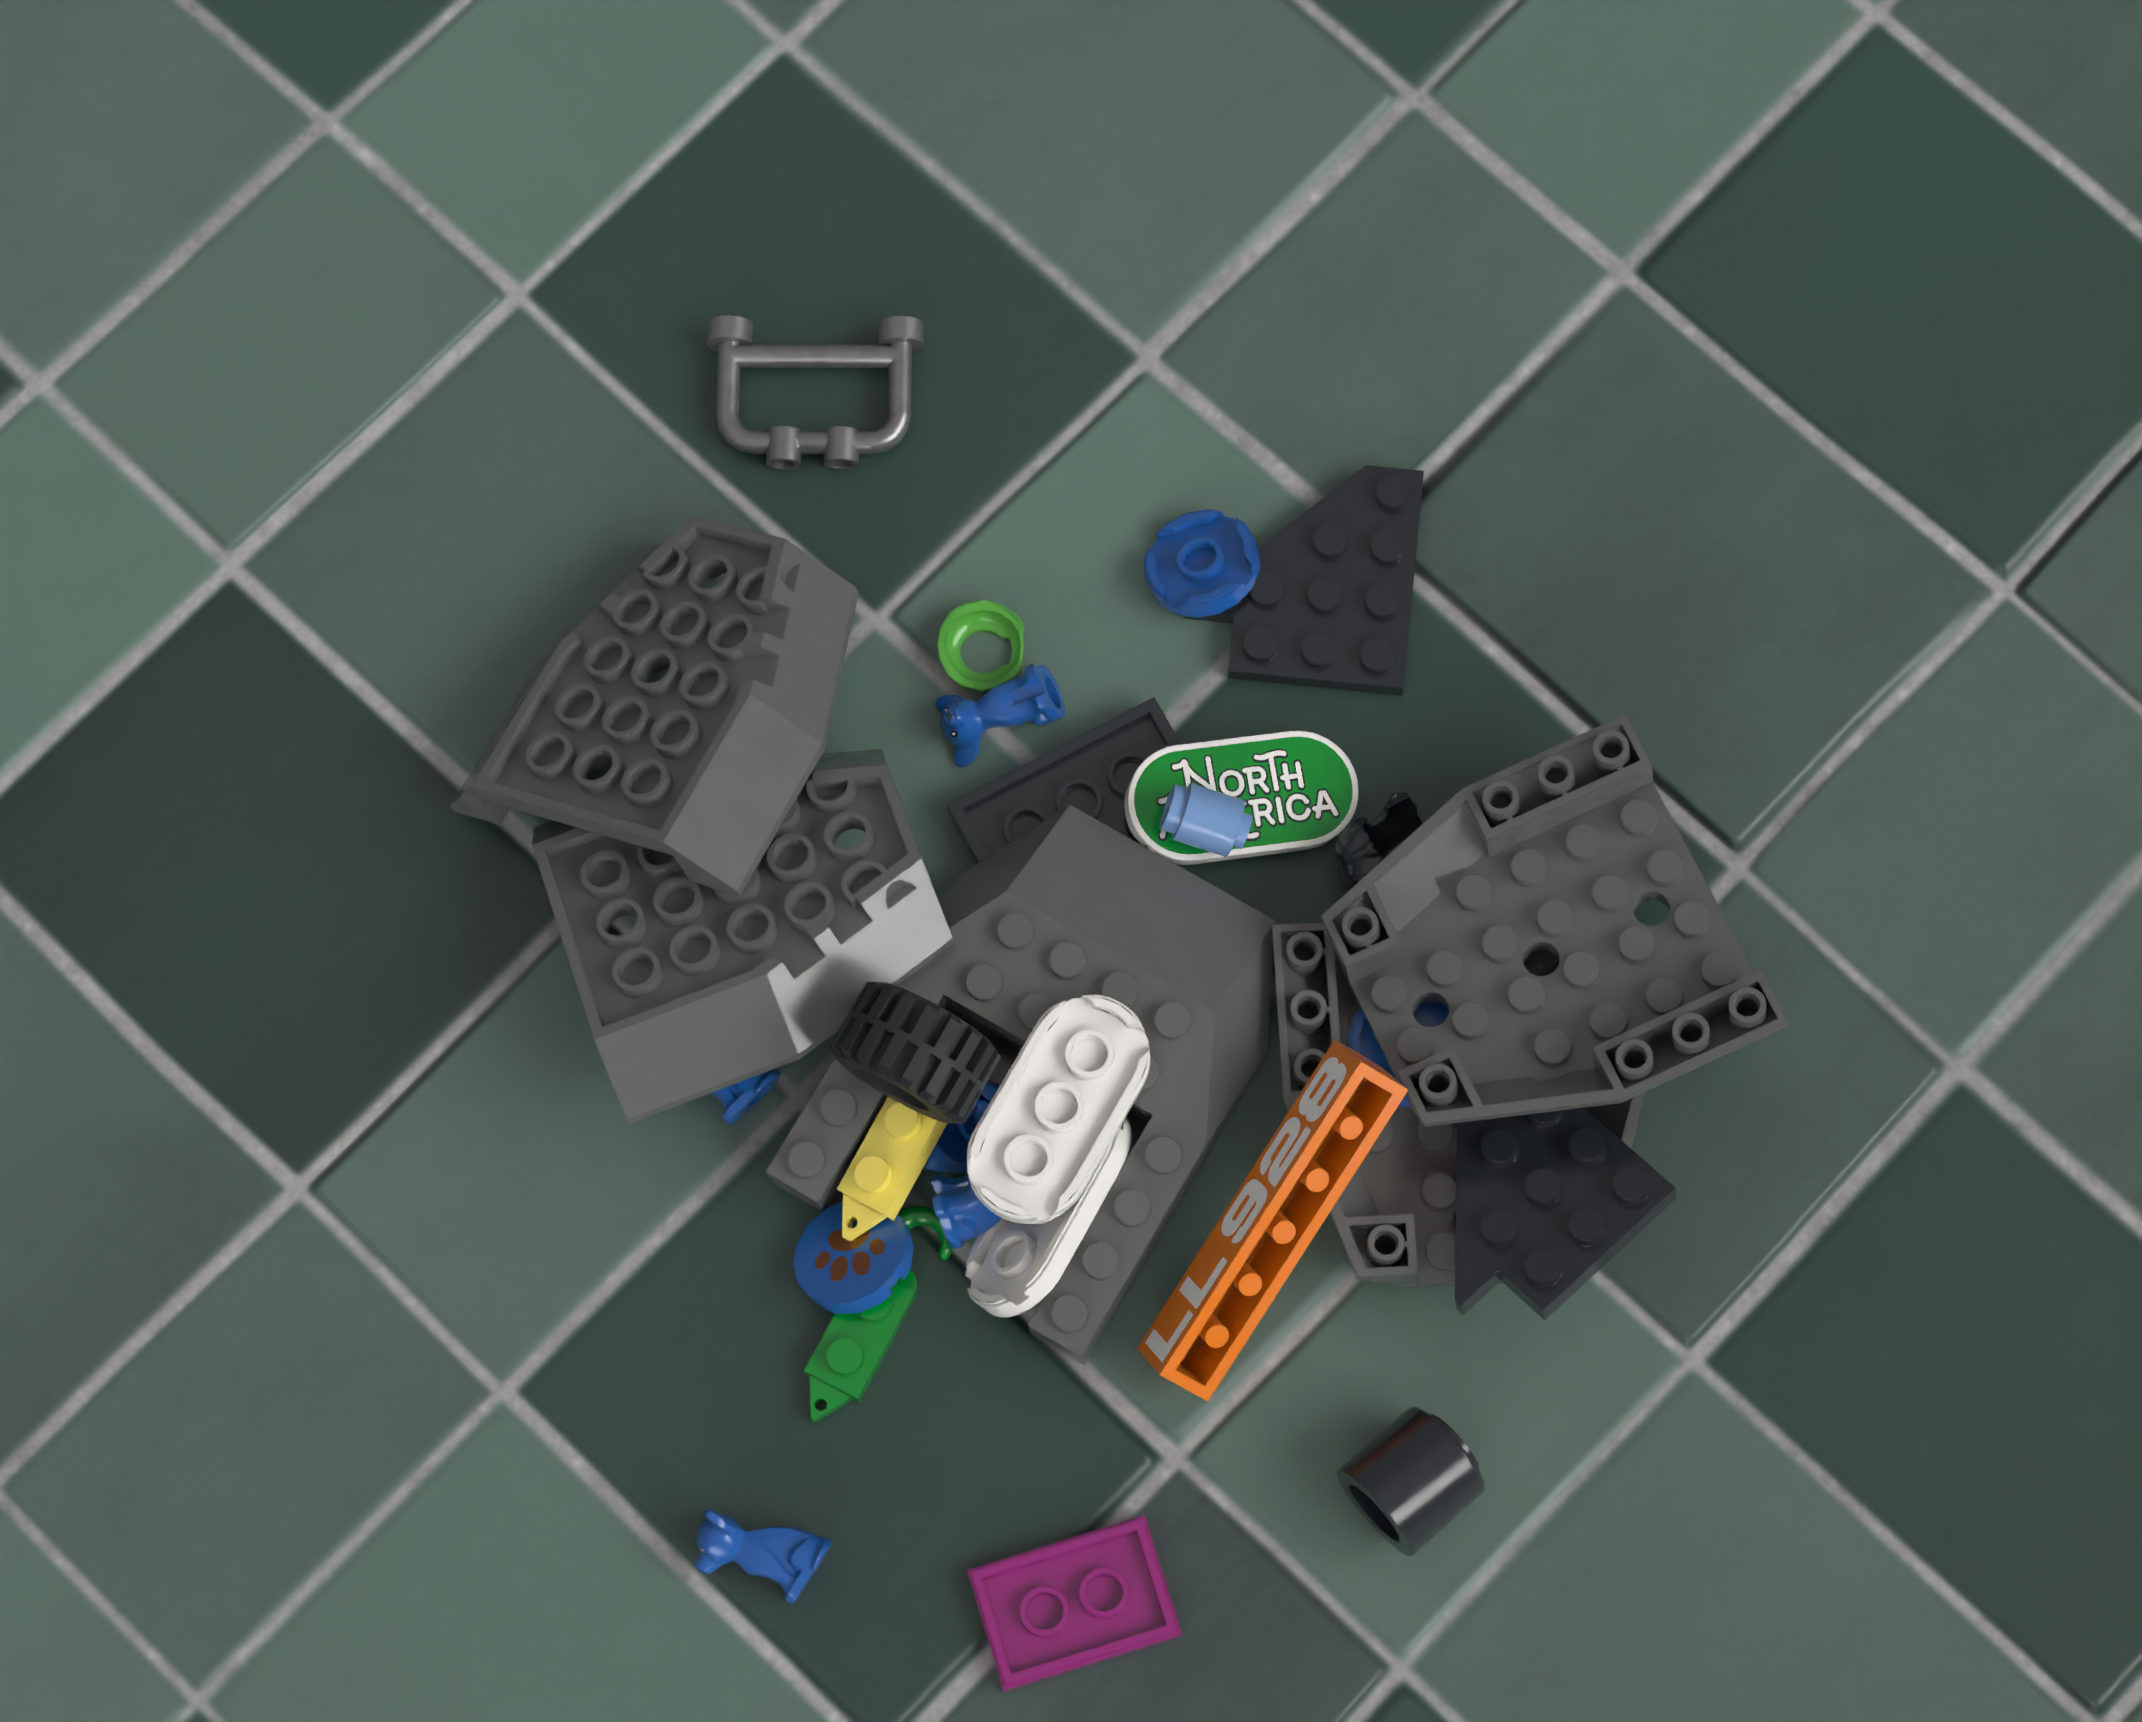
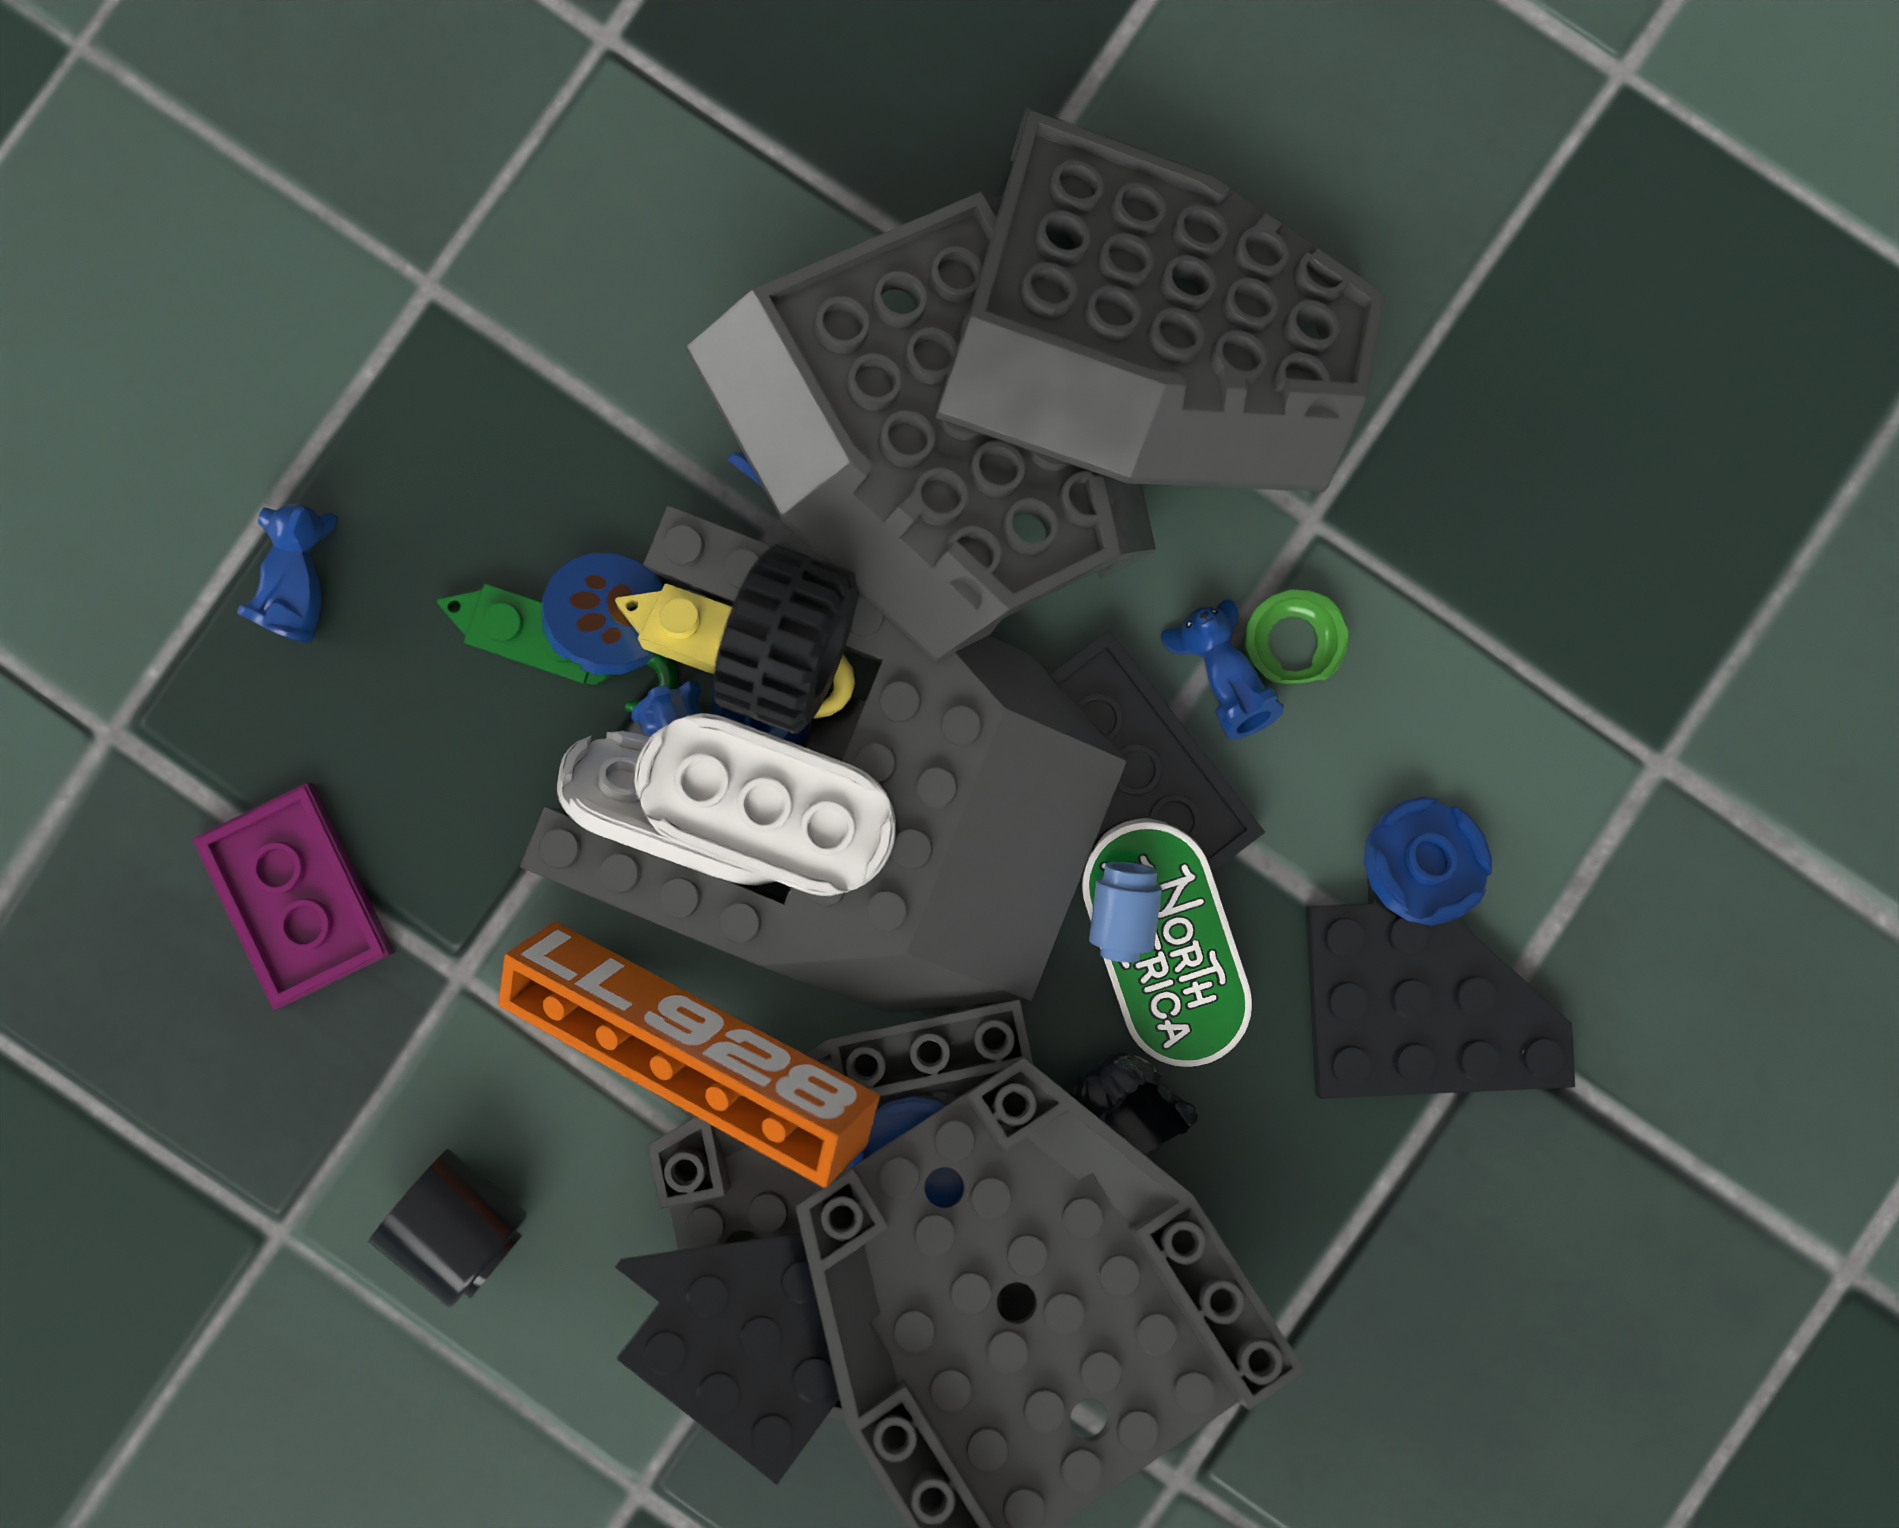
camera: 80 degrees right, 15 degrees up
(840, 444) = (1502, 449): flat silver bar -> none

